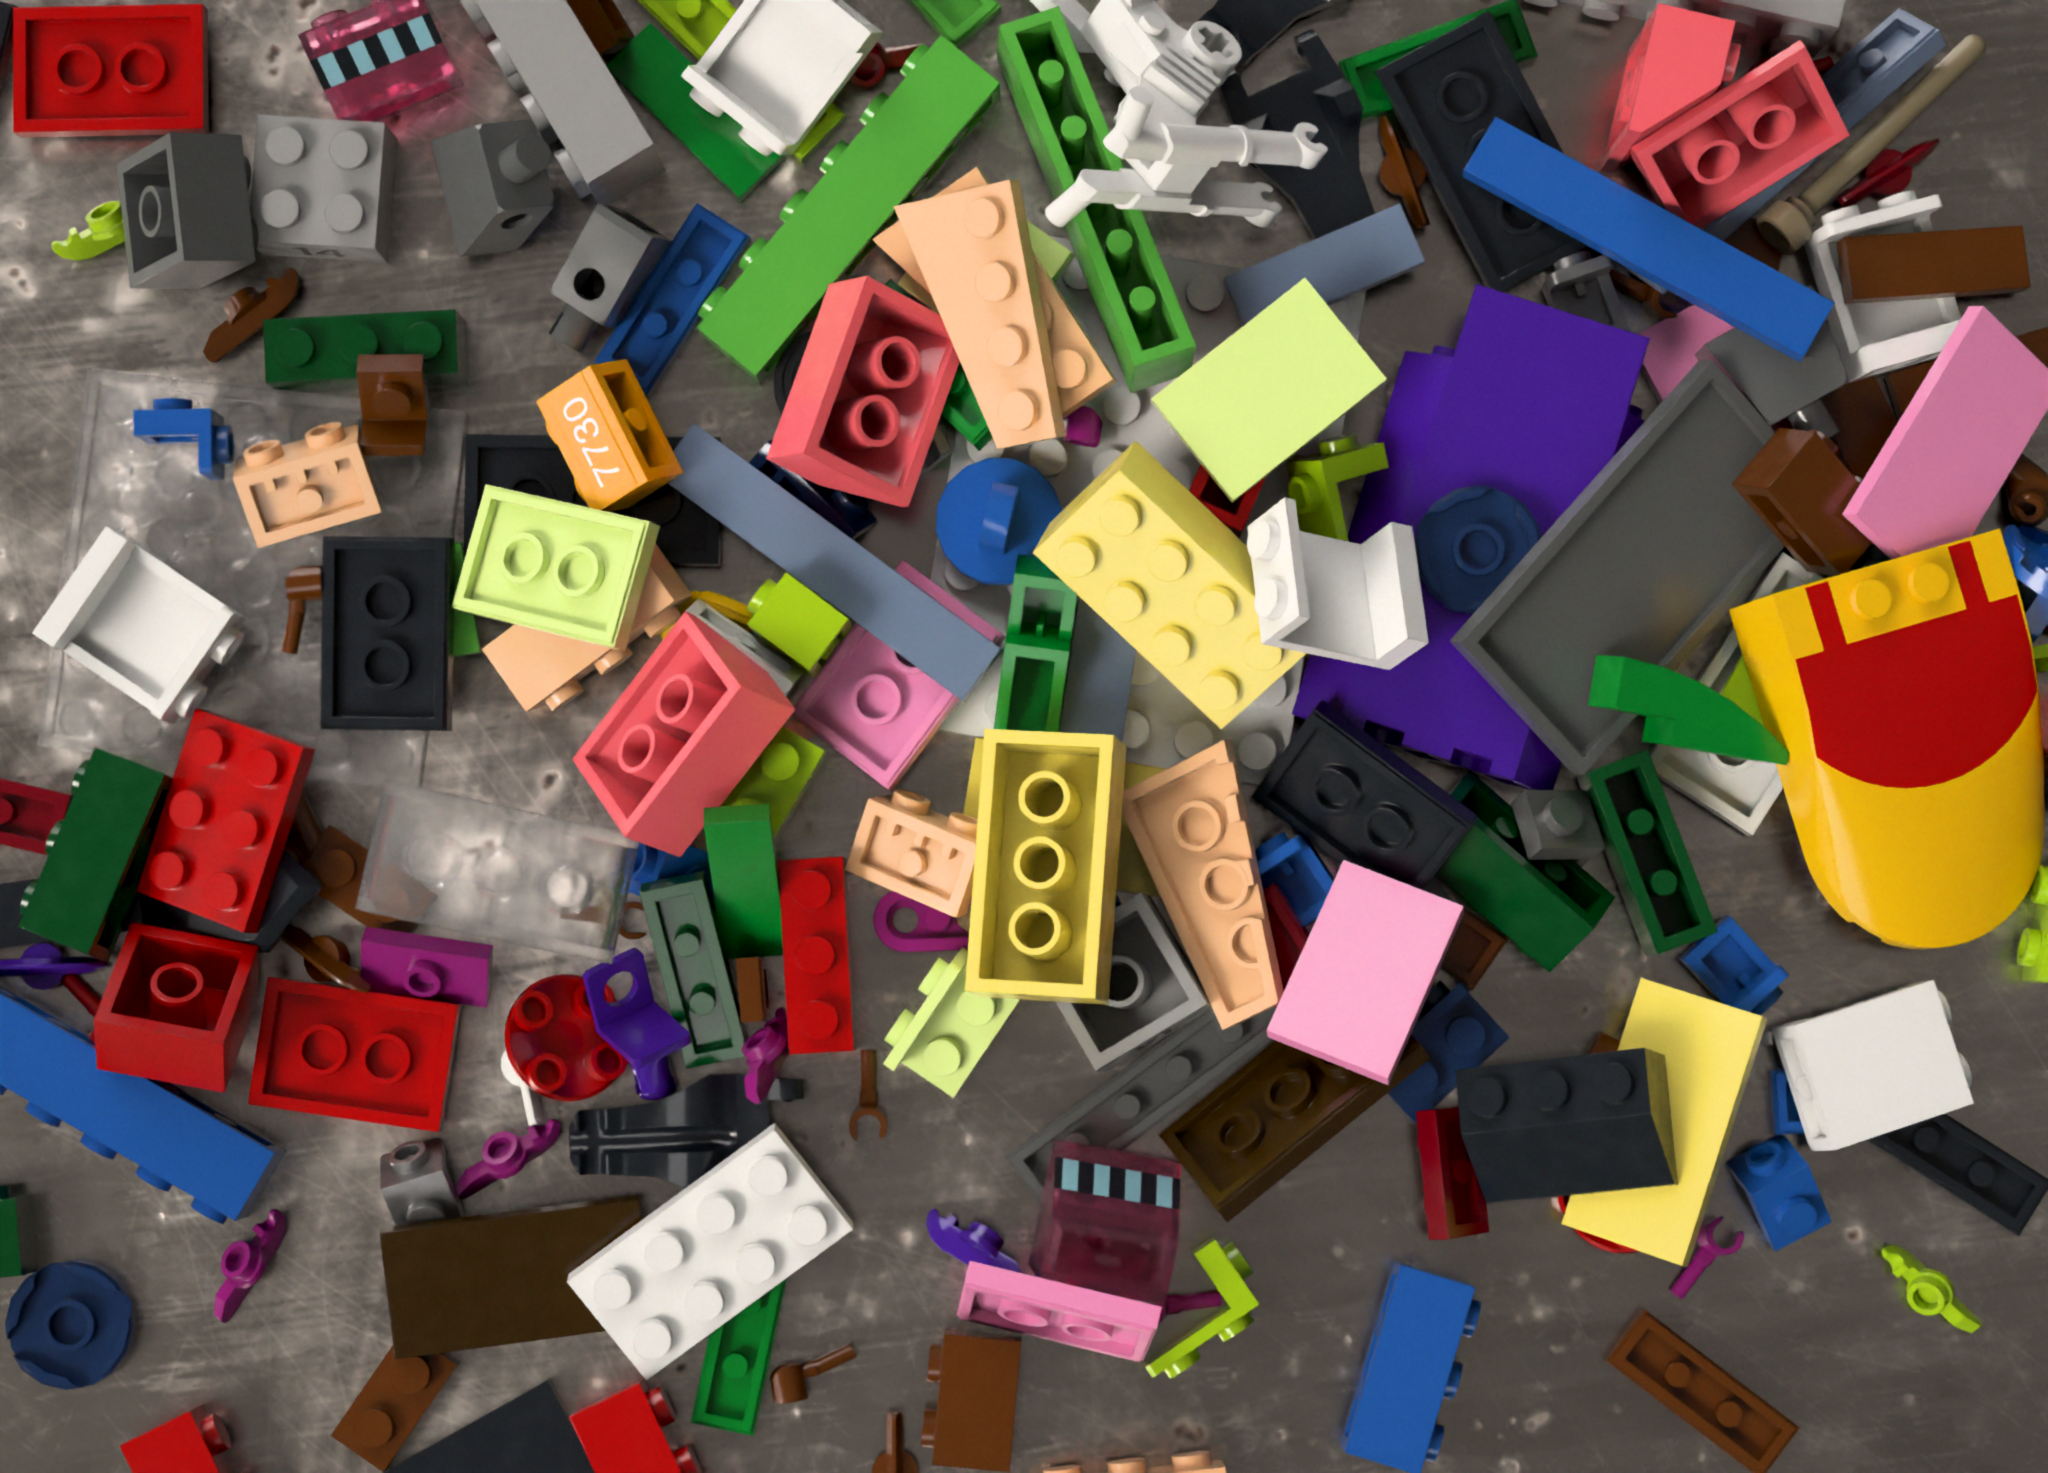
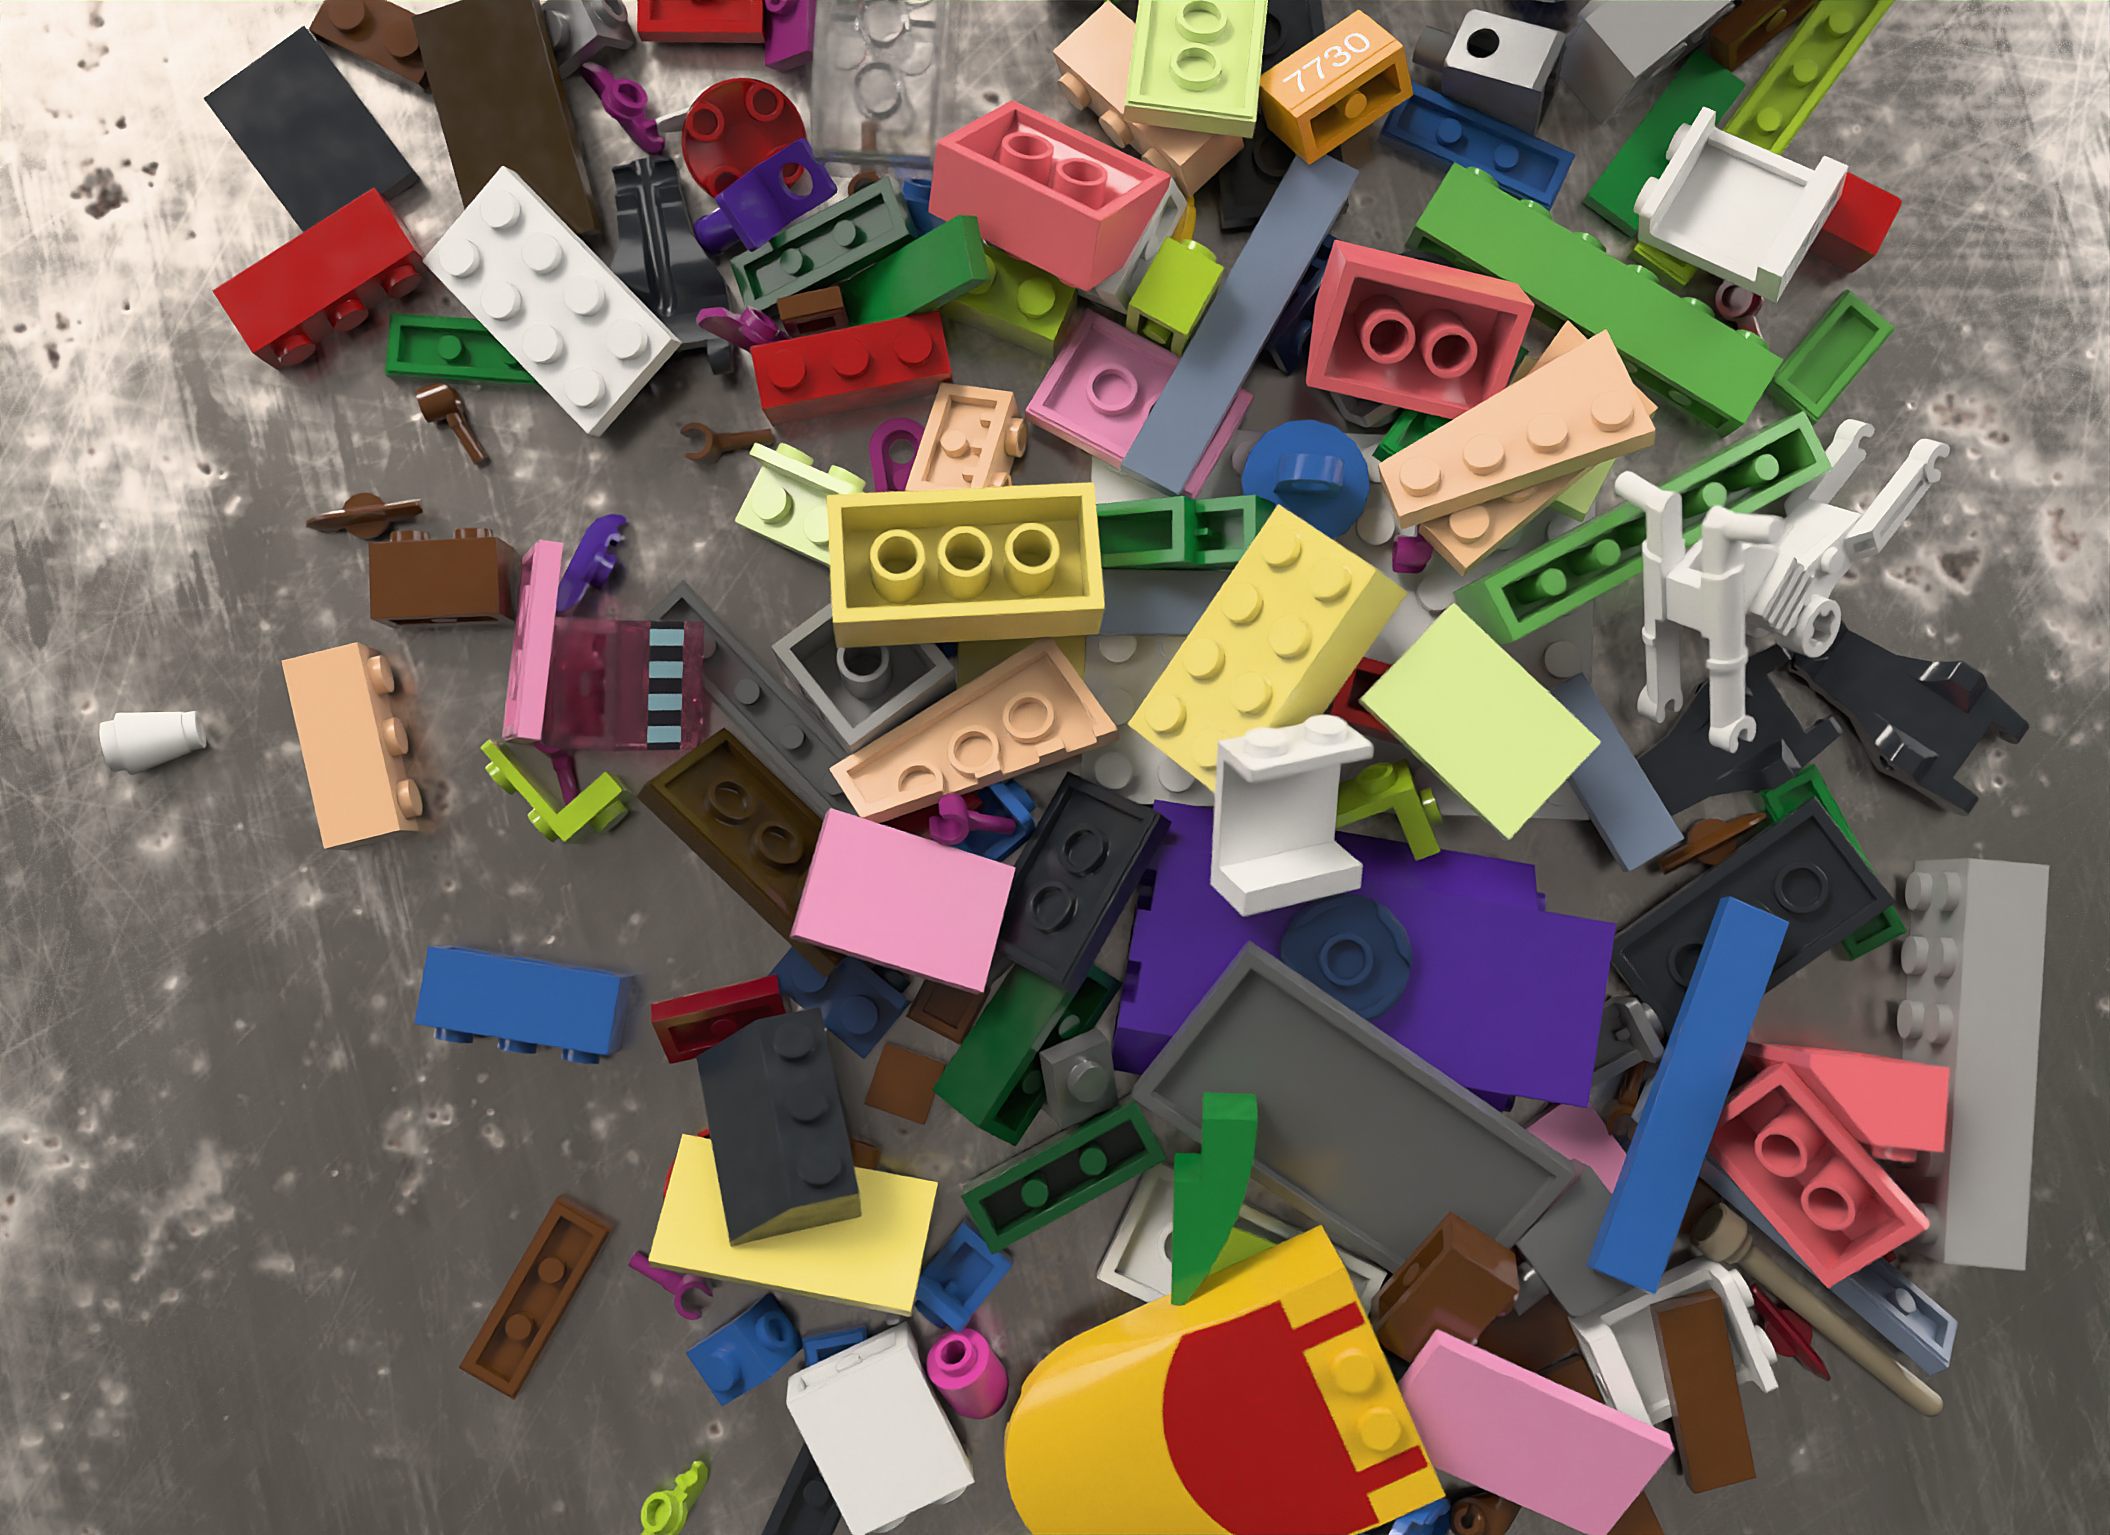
camera: 80 degrees right, 0 degrees up
(1292, 909) = (958, 821): none -> magenta hand
(1537, 1000) = (904, 1083): none -> reddish brown tile
(1829, 972) = (968, 1374): none -> dark pink brick

